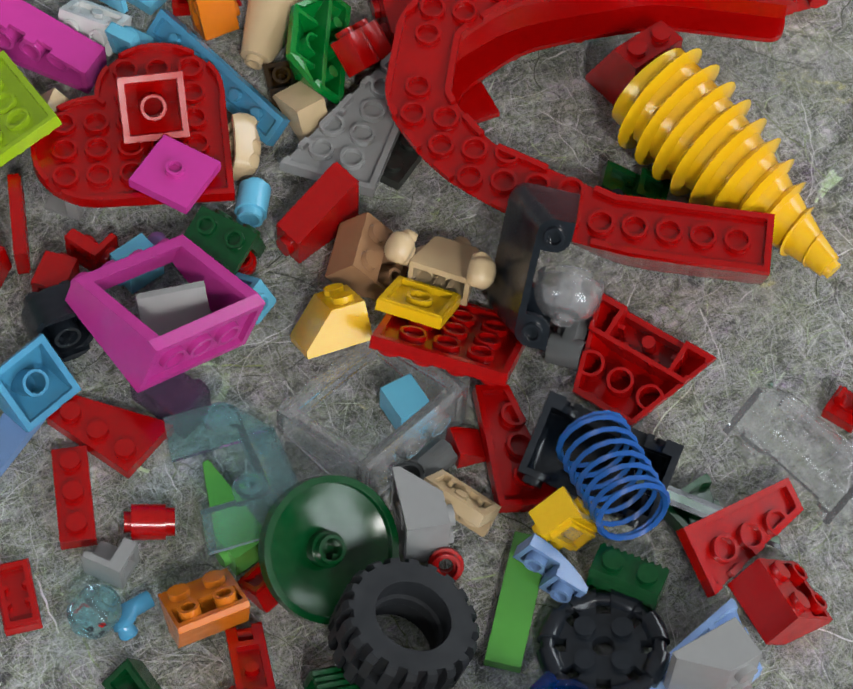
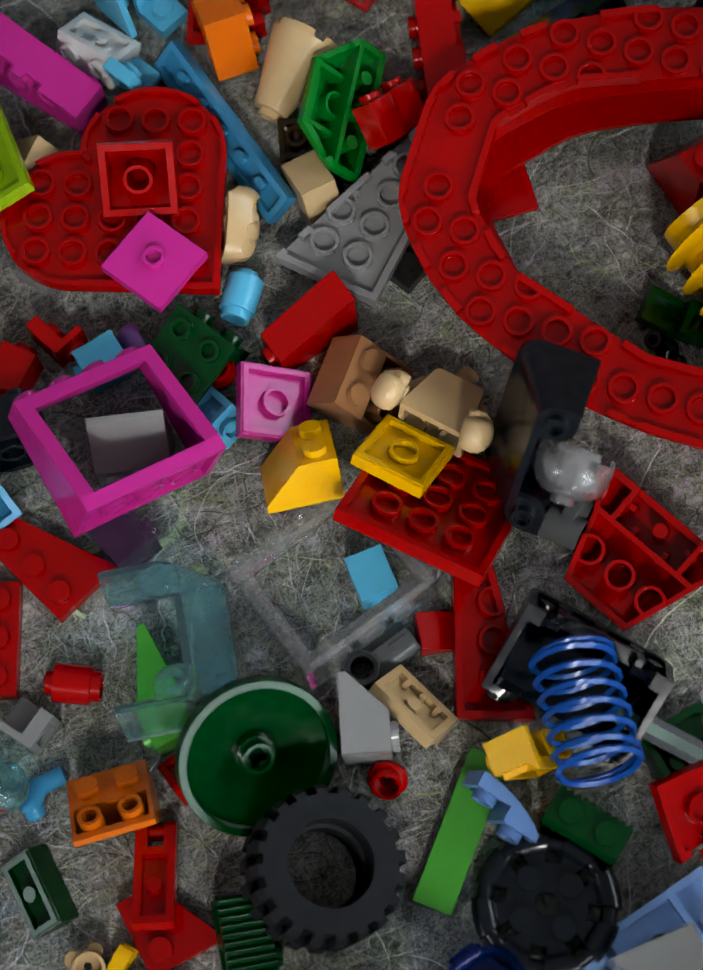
camera: 20 degrees right, 15 degrees up
(291, 277) = (270, 400): none -> dark pink plate

